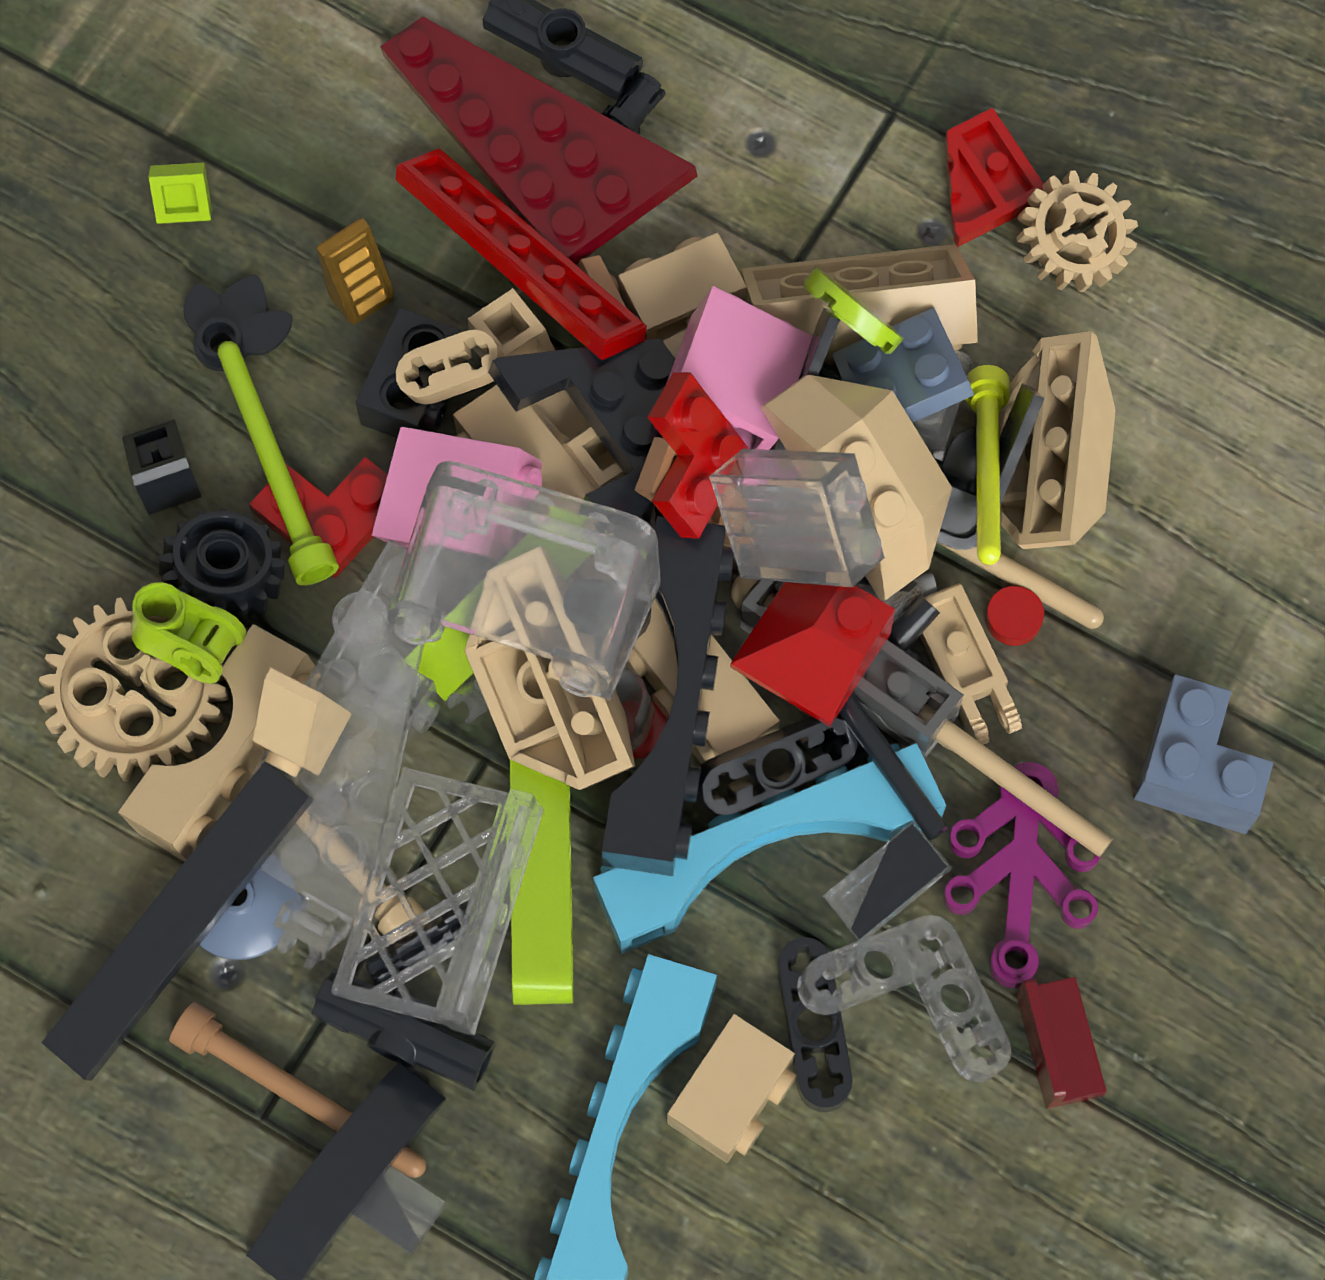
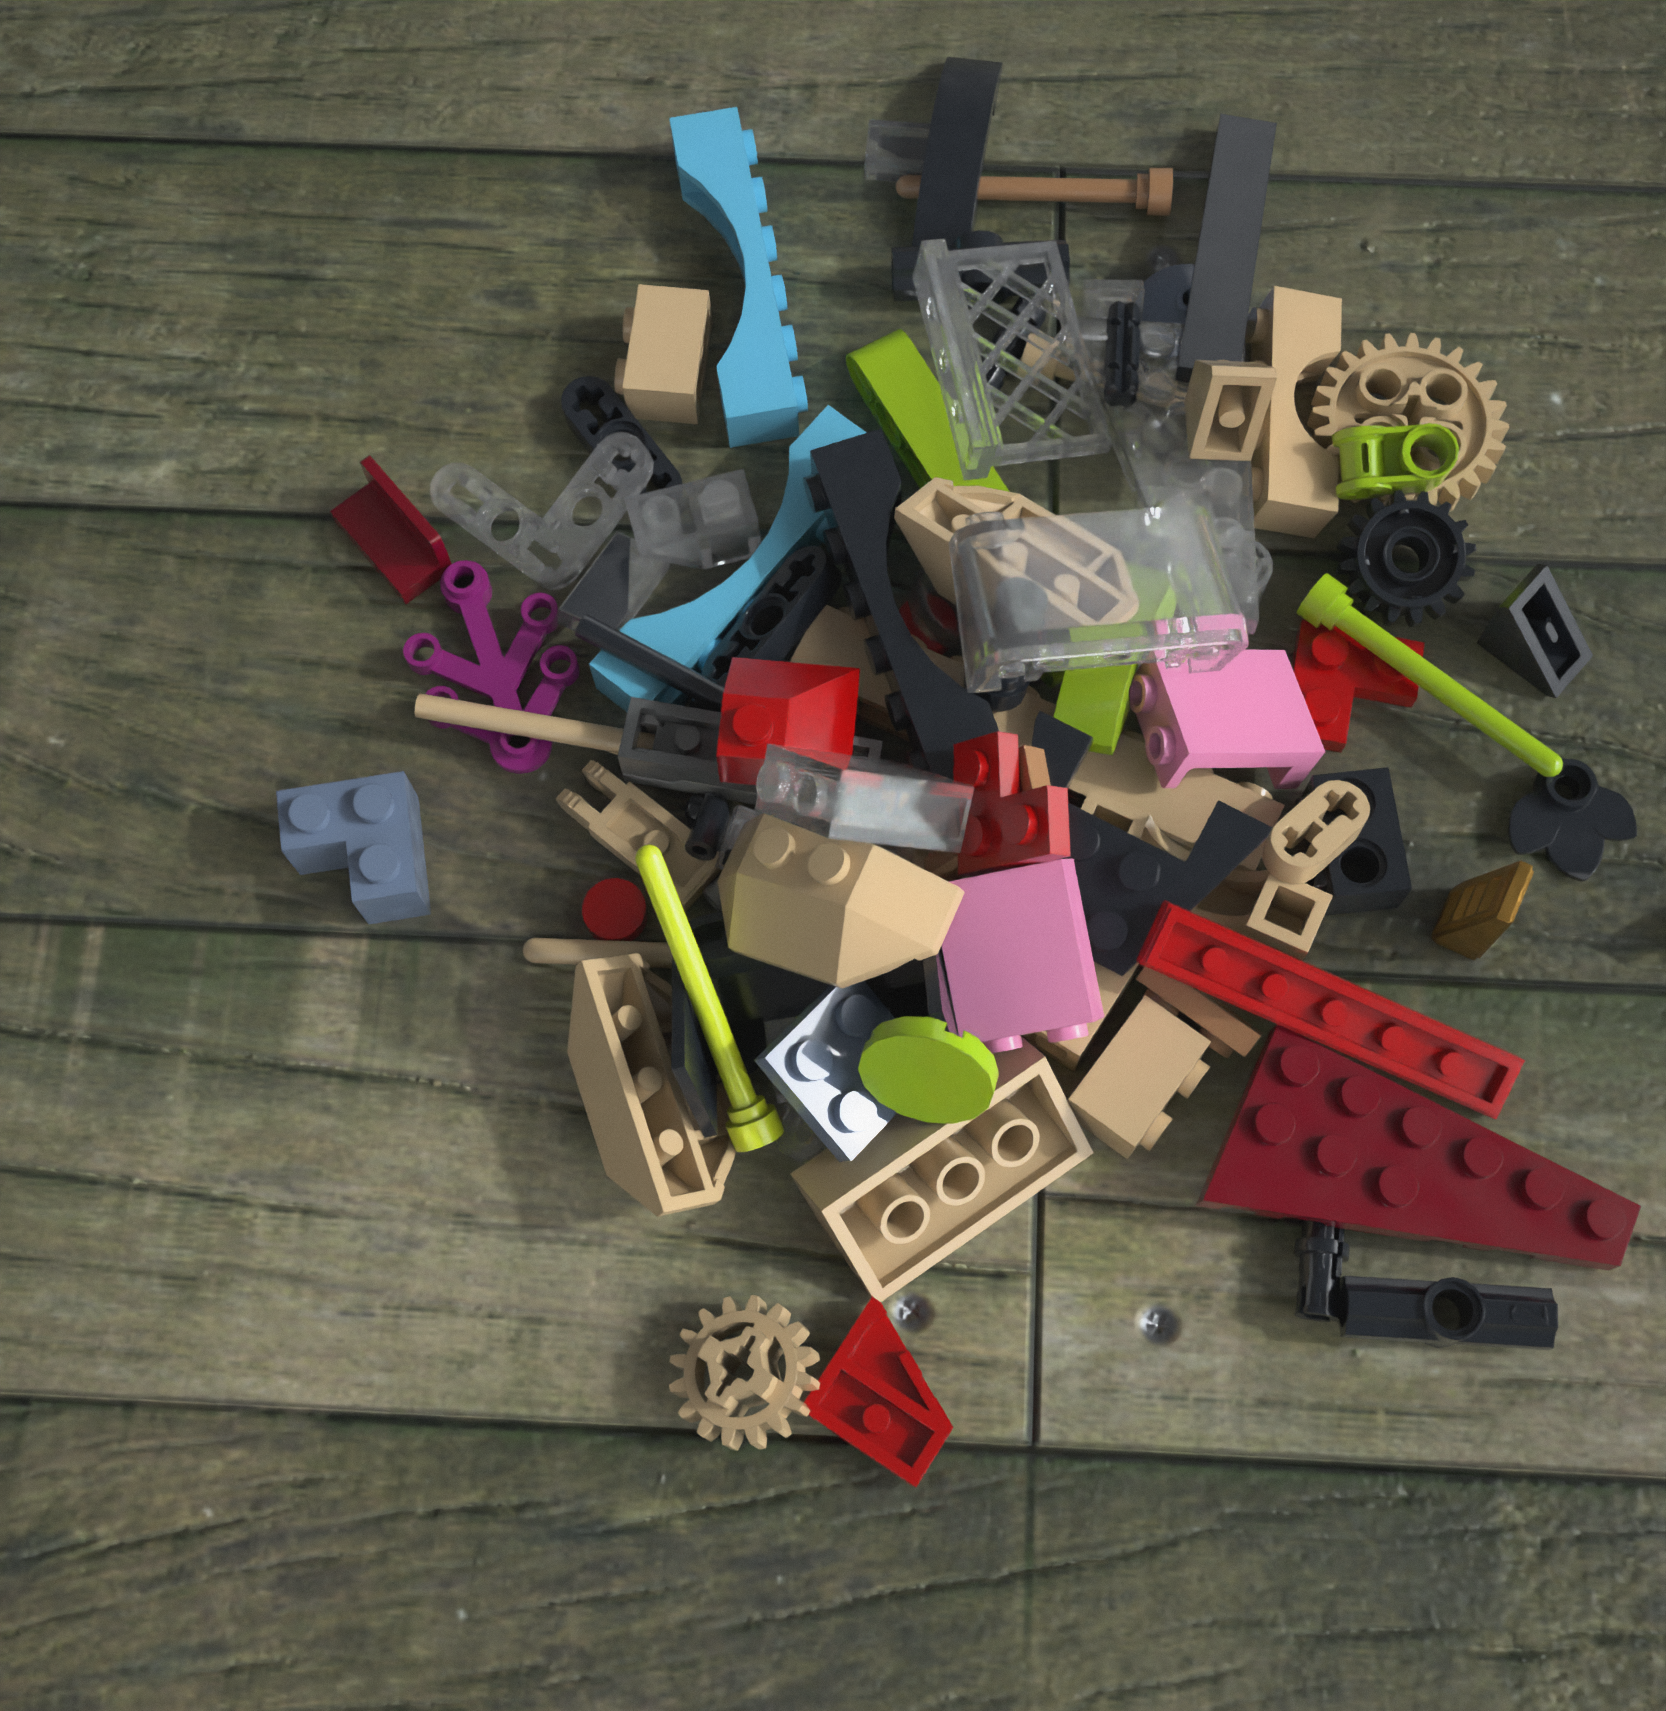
camera: 155 degrees right, 0 degrees up
(342, 848) = (1122, 354): none -> black axle
(790, 899) = (697, 522): none -> clear slope

